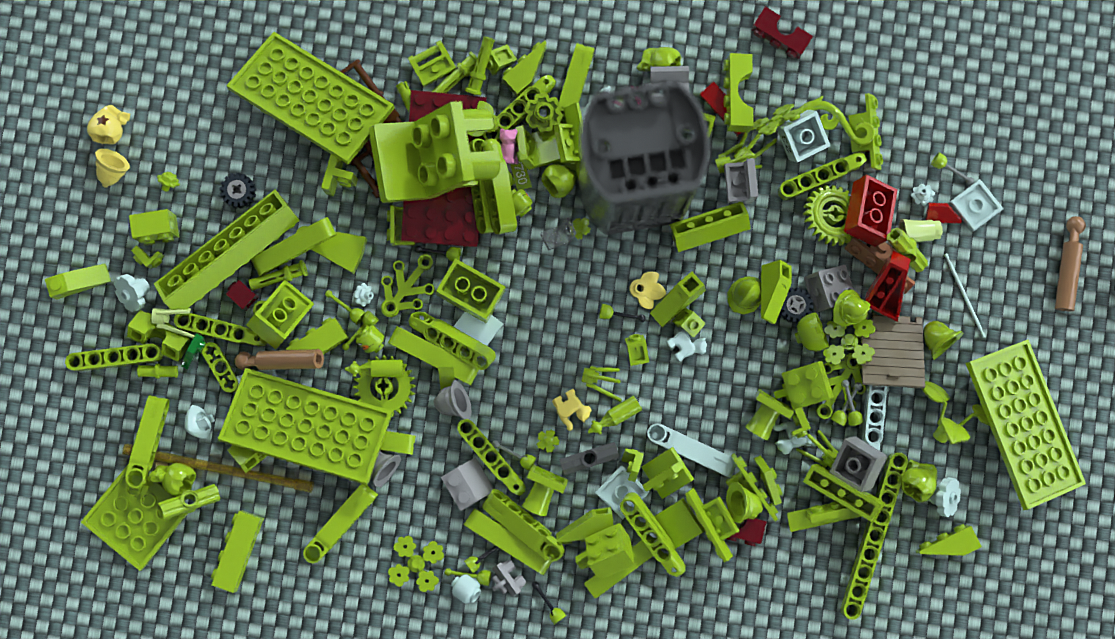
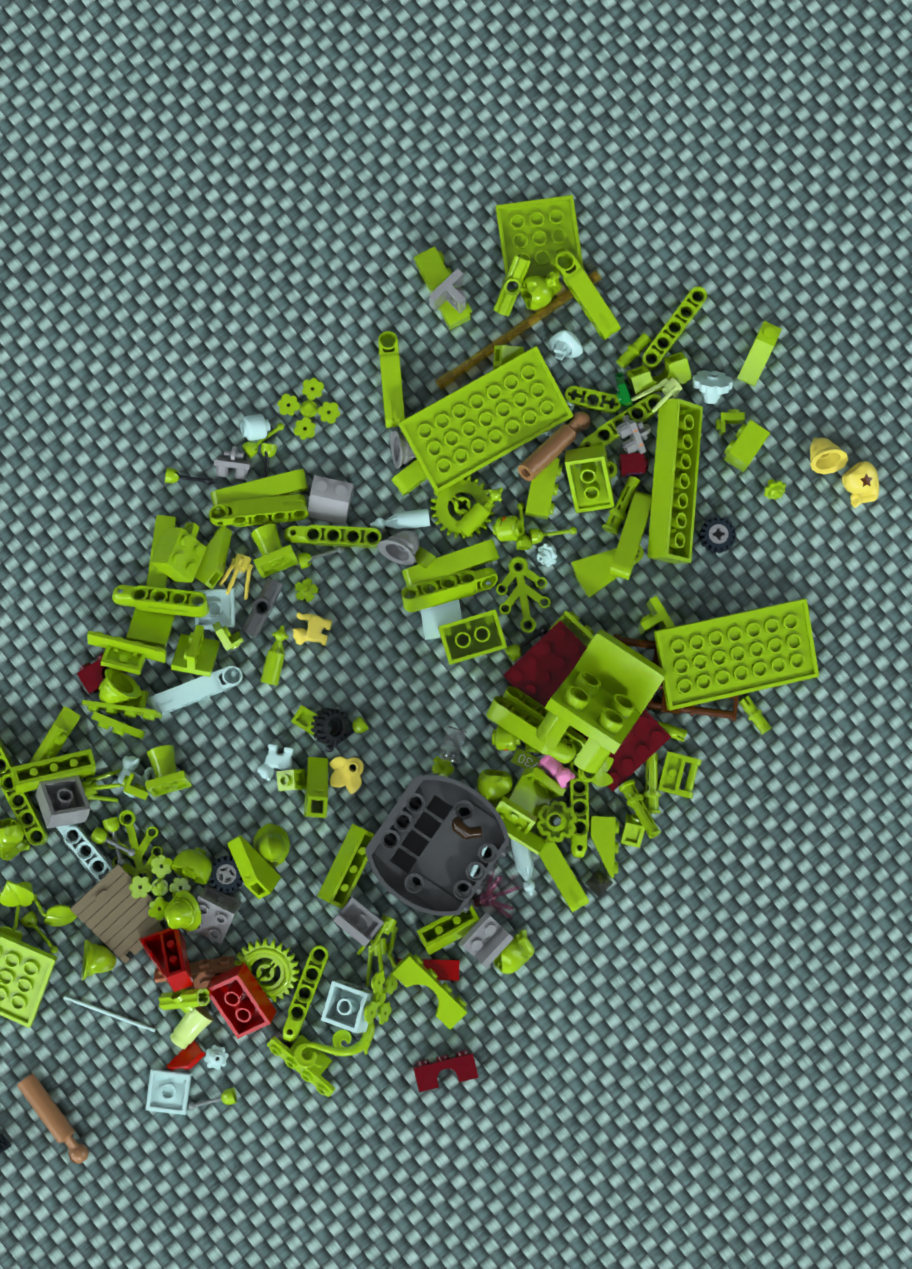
camera: 135 degrees right, 0 degrees up
(217, 310) = (635, 433): none -> light grey hips
(235, 539) = (449, 291): none -> light grey bracket
(341, 50) = (755, 714): none -> lime pin
(432, 417) = (404, 520): none -> light aqua wheel
(557, 50) = (598, 882): none -> clear smoke slope
(573, 503) = (239, 564): none -> light yellow plant
(591, 376) = (321, 667): lime plant -> none
(617, 131) = (464, 831): none -> dark brown arm
(629, 337) = (321, 726): none -> black tyre
(805, 385) = (158, 821): lime hinge -> none
(958, 410) = (30, 921): none -> lime hinge

